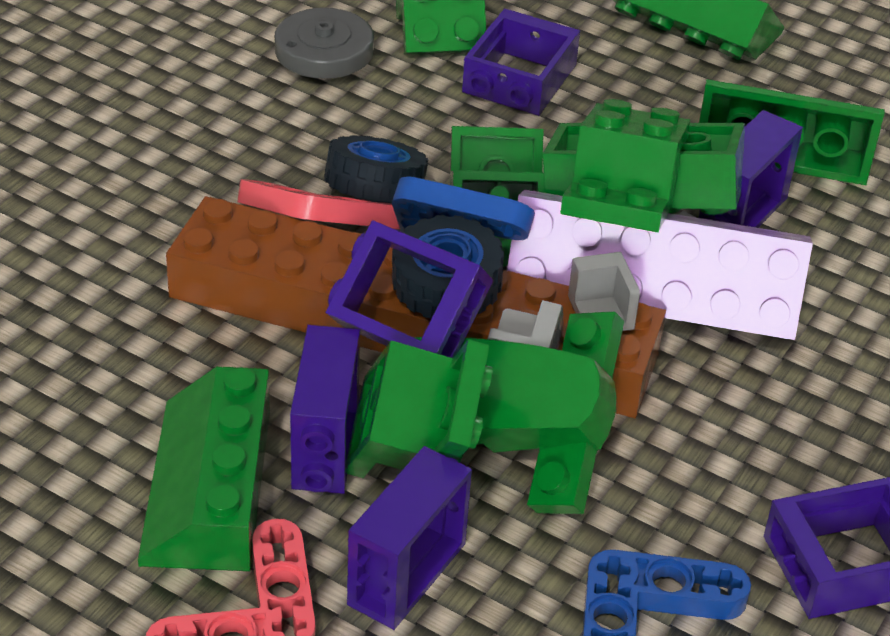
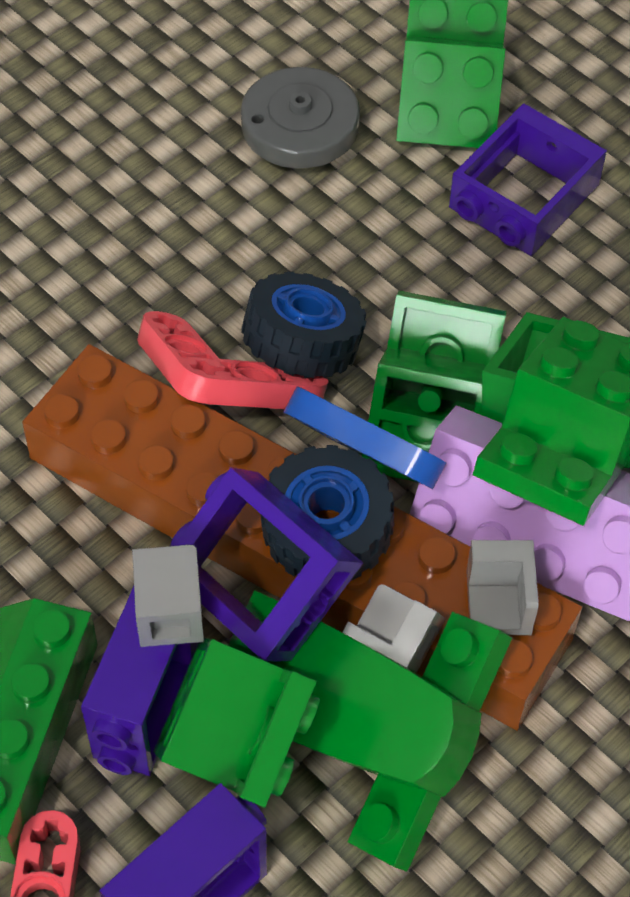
camera: 15 degrees right, 15 degrees up
(342, 322) = (167, 595): none -> light grey panel

